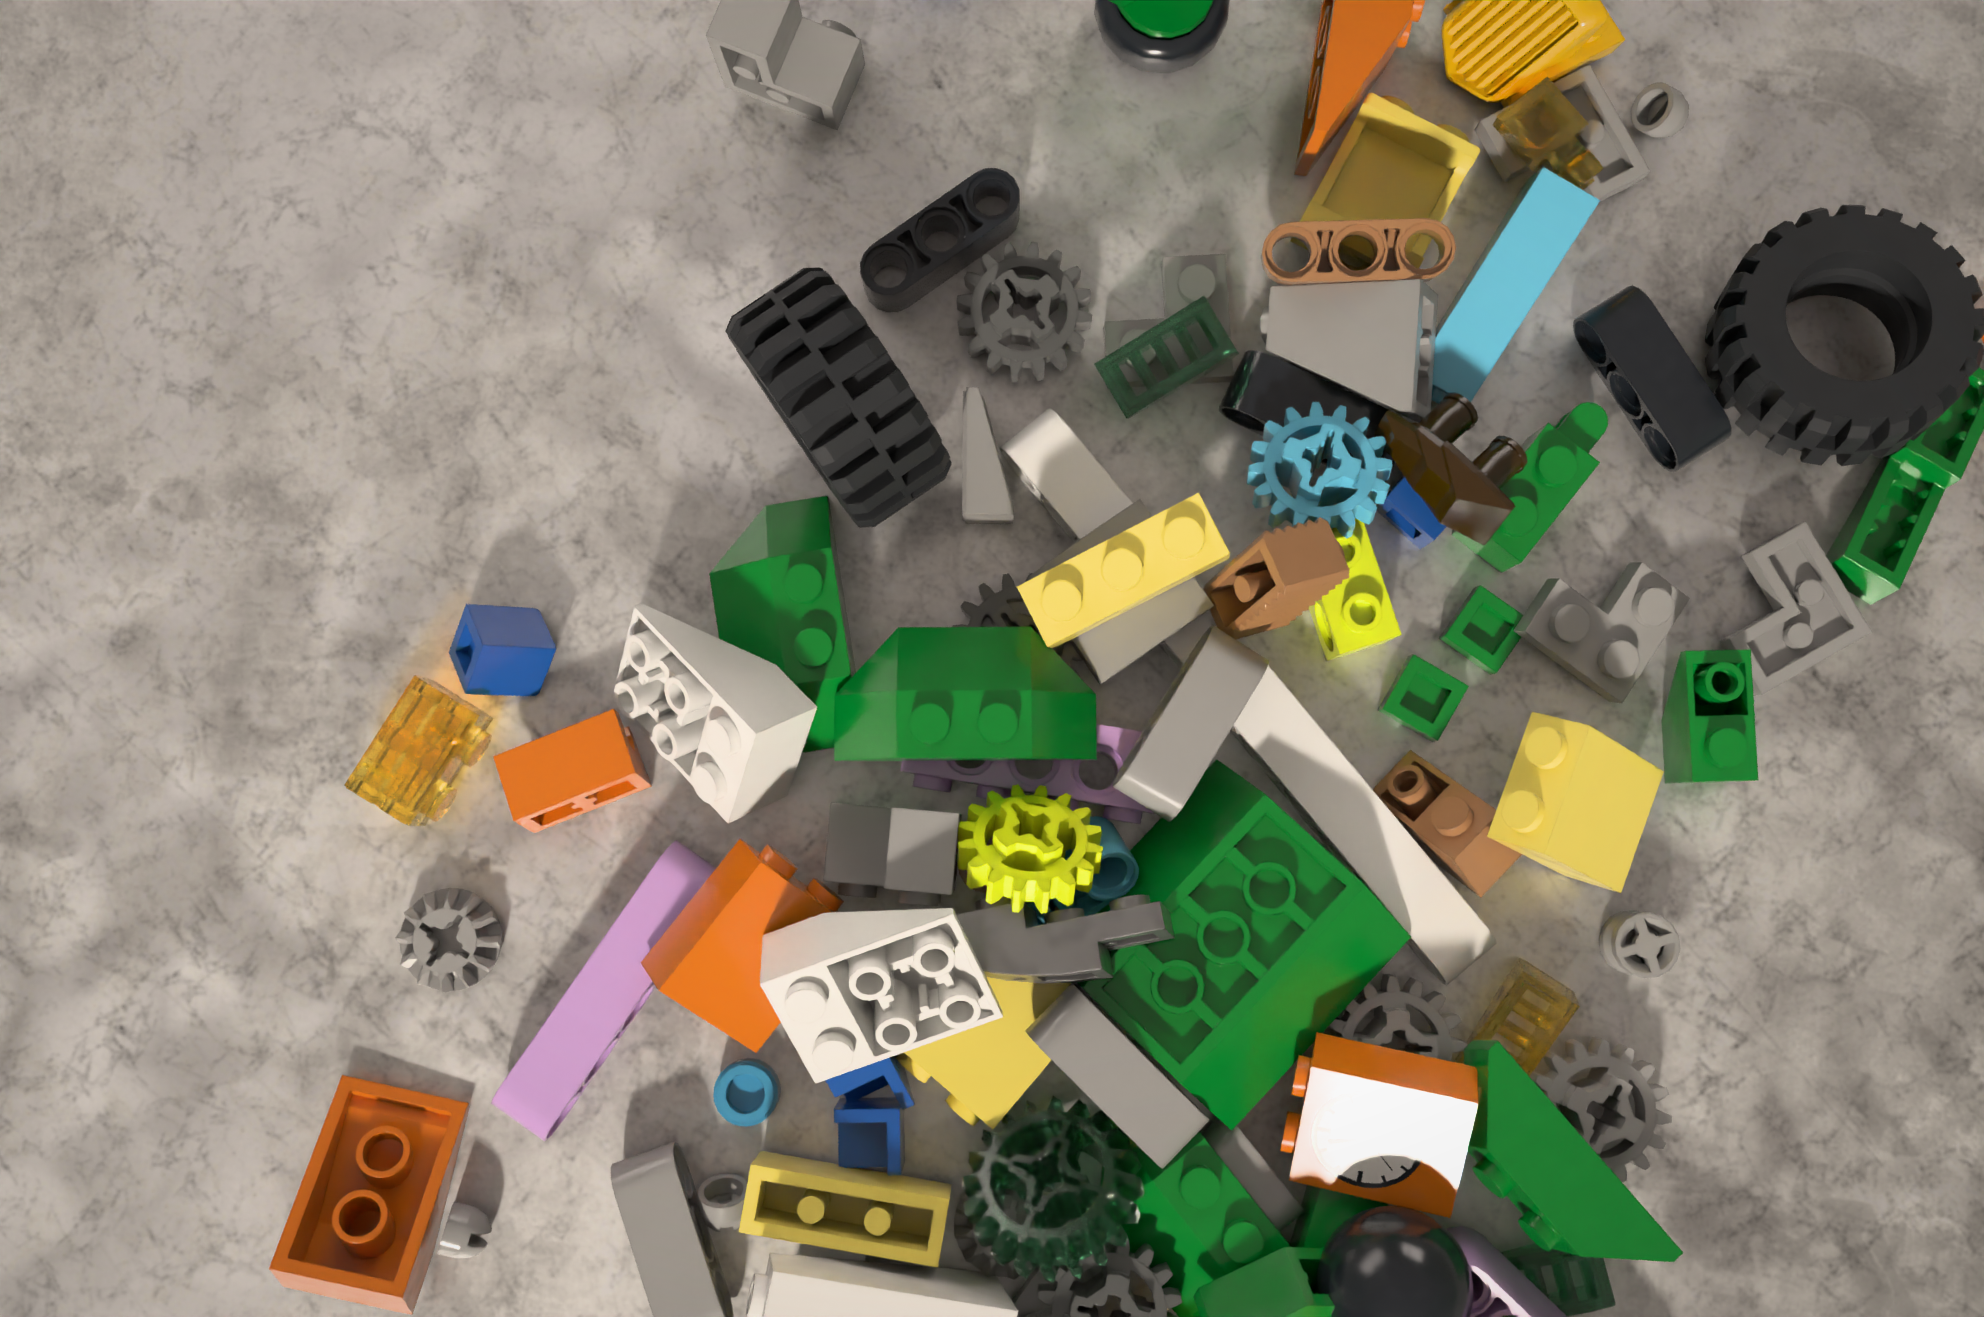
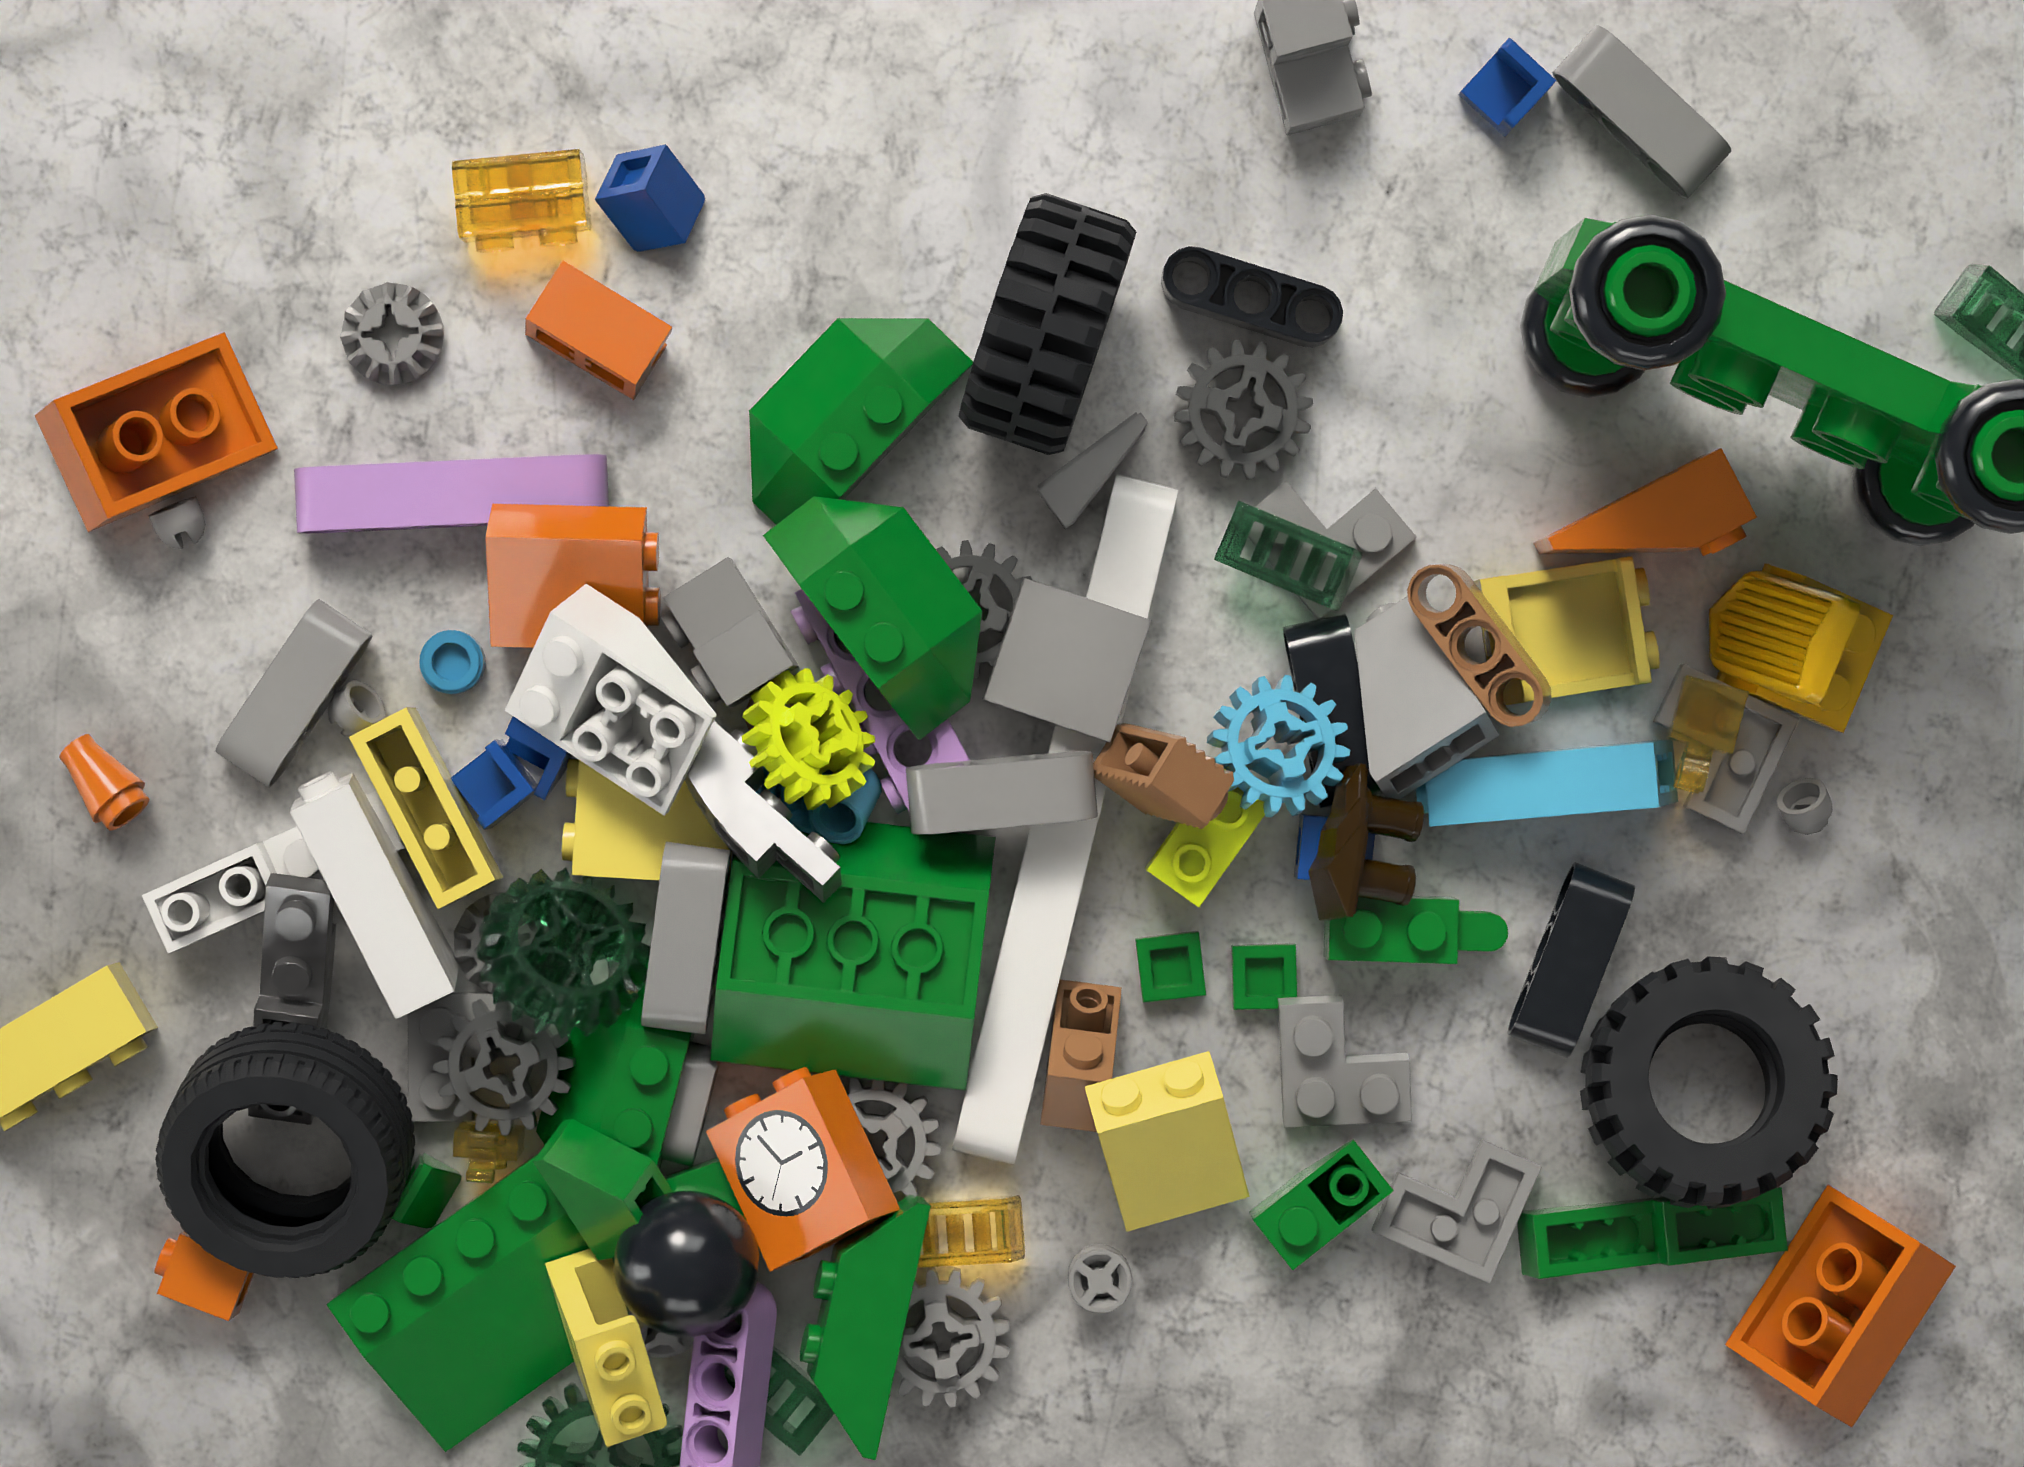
camera: 45 degrees right, 5 degrees up
(713, 712) = (728, 408): white slope -> none
(1124, 571) = (1077, 652): light yellow brick -> none

